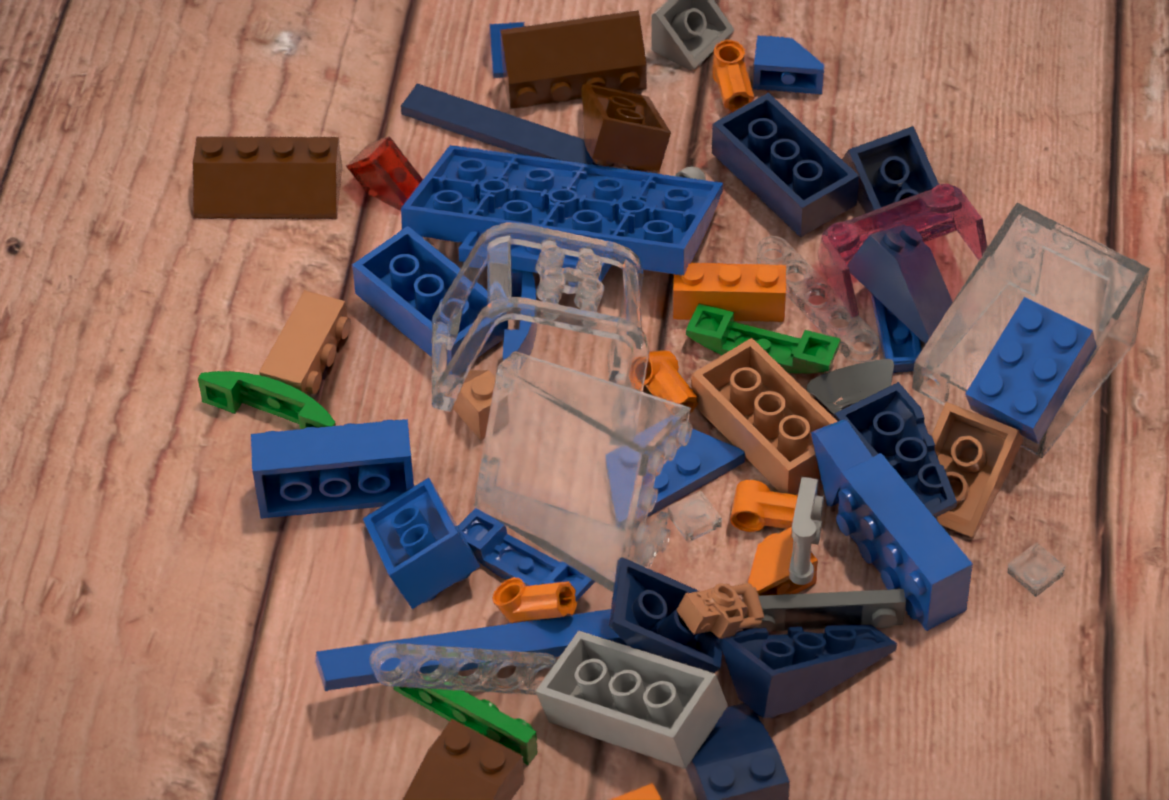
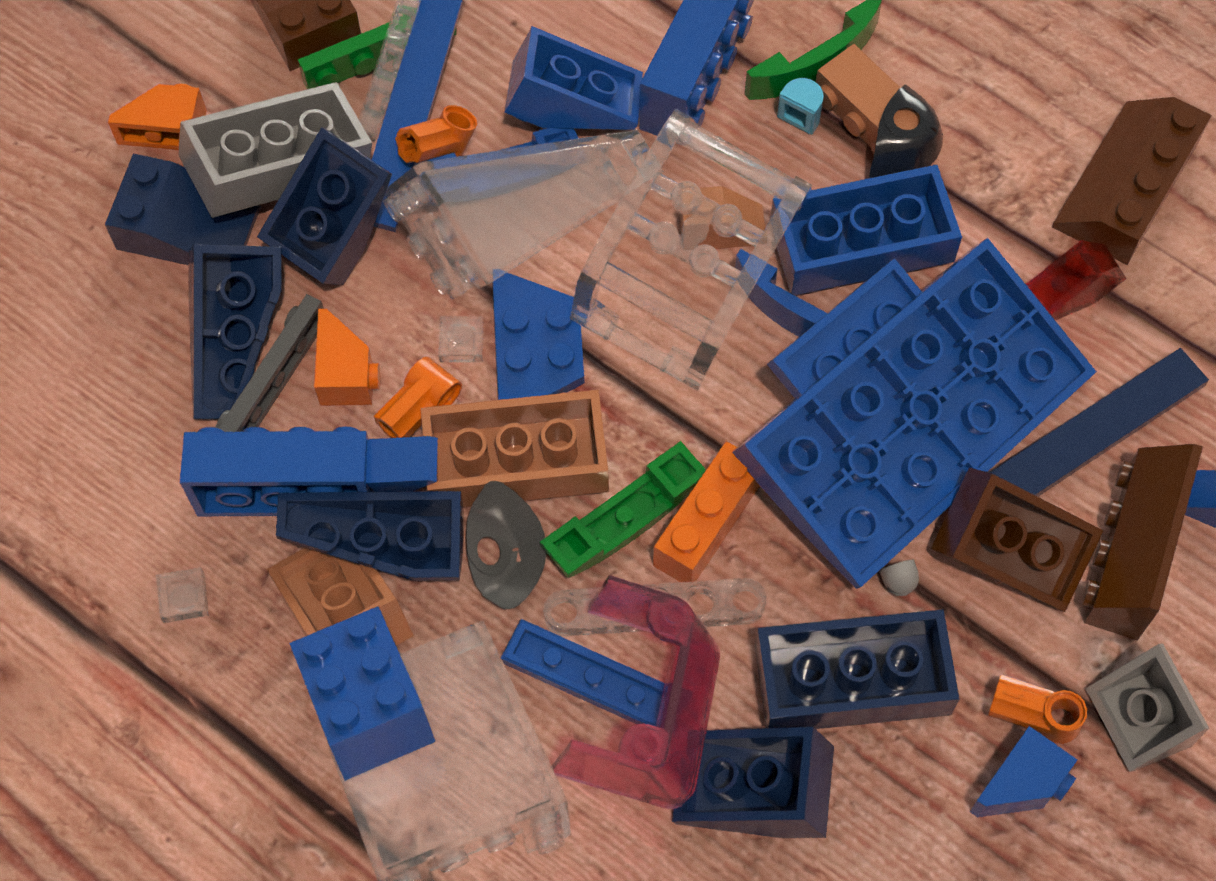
camera: 120 degrees right, 15 degrees up
(332, 391) = (801, 104): none -> medium azure brick
(337, 308) = (906, 149): none -> black piece
(666, 382) = (638, 382): orange piece -> none
(721, 609) = (302, 256): nougat piece -> none
(805, 530) = (324, 356): light grey plate -> none
(903, 277) = (585, 675): dark blue slope -> none

